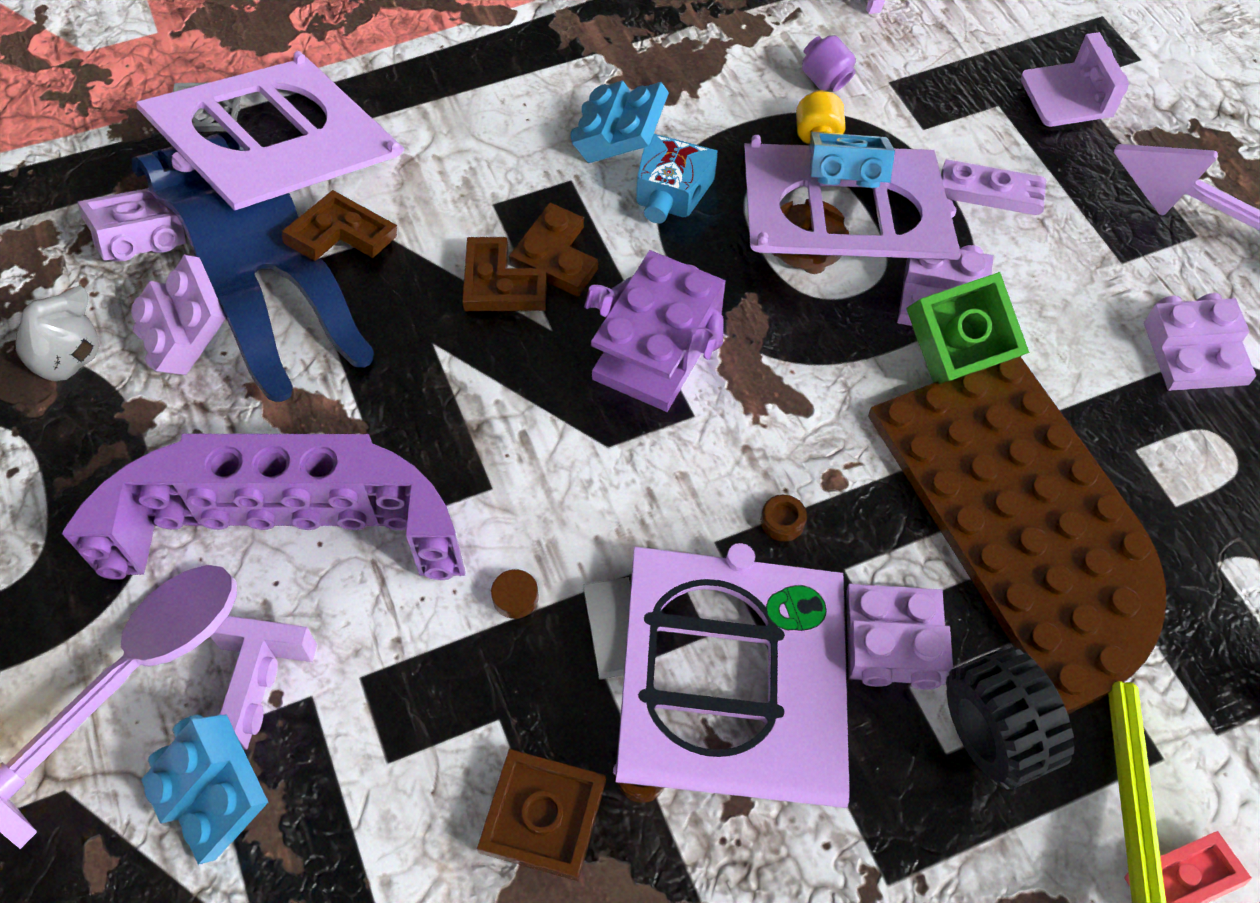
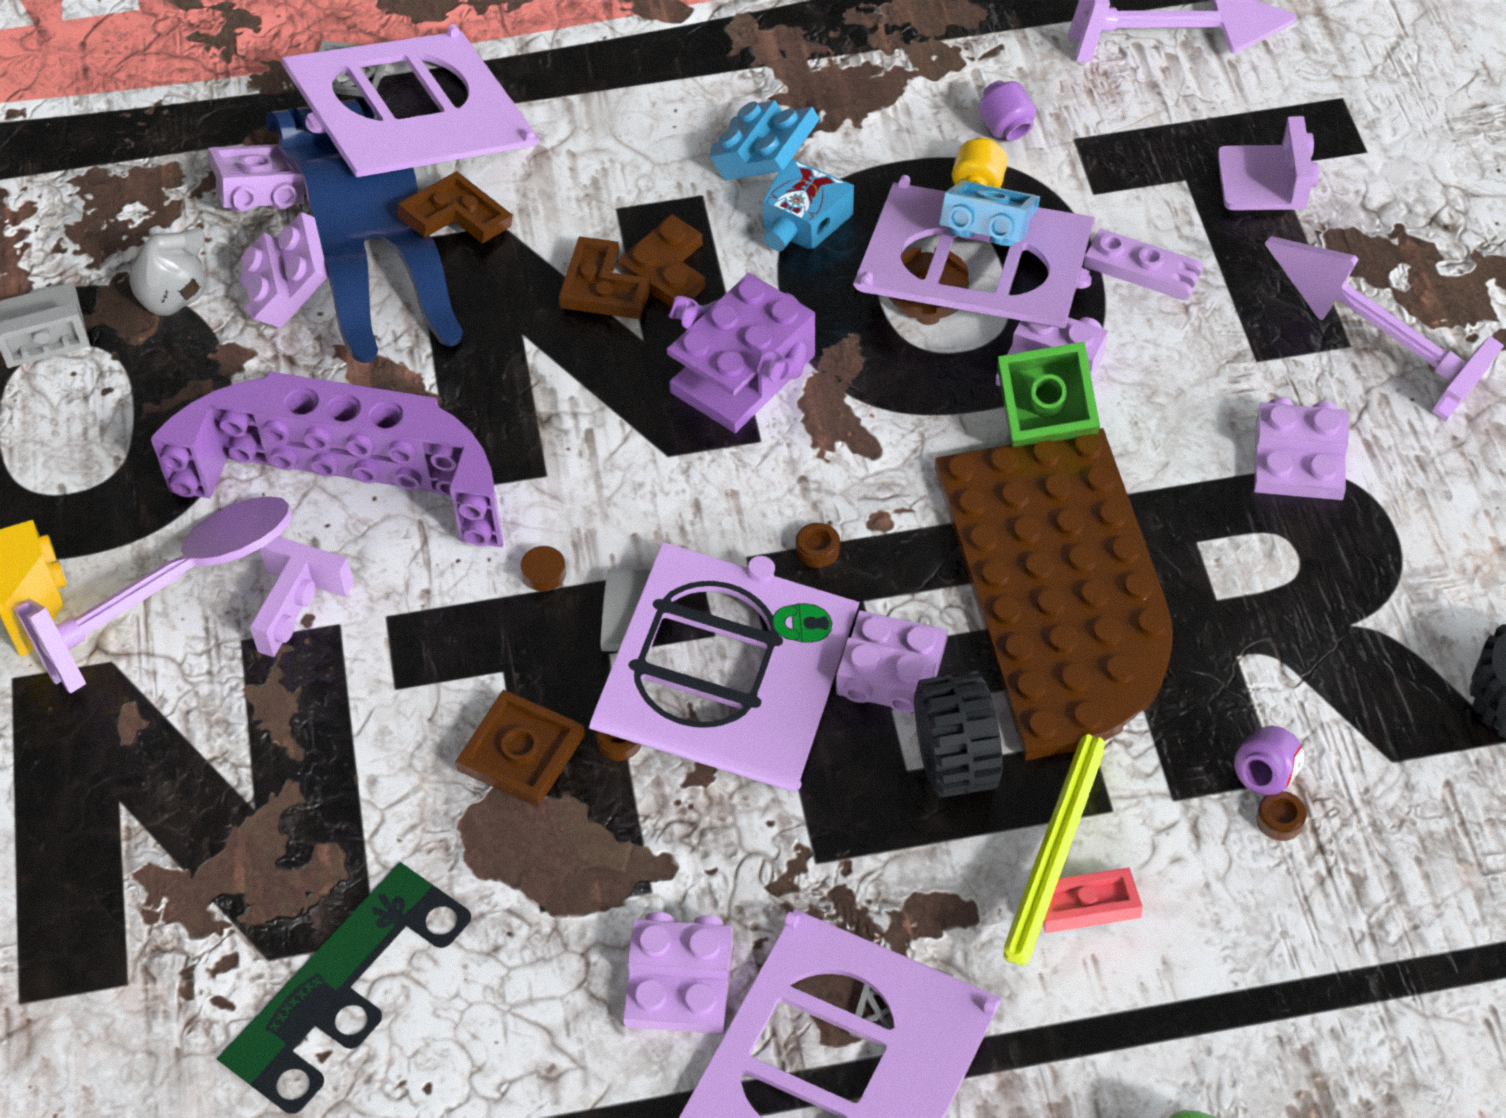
camera: 15 degrees right, 5 degrees down
(204, 785) = (233, 667): dark azure plate -> none

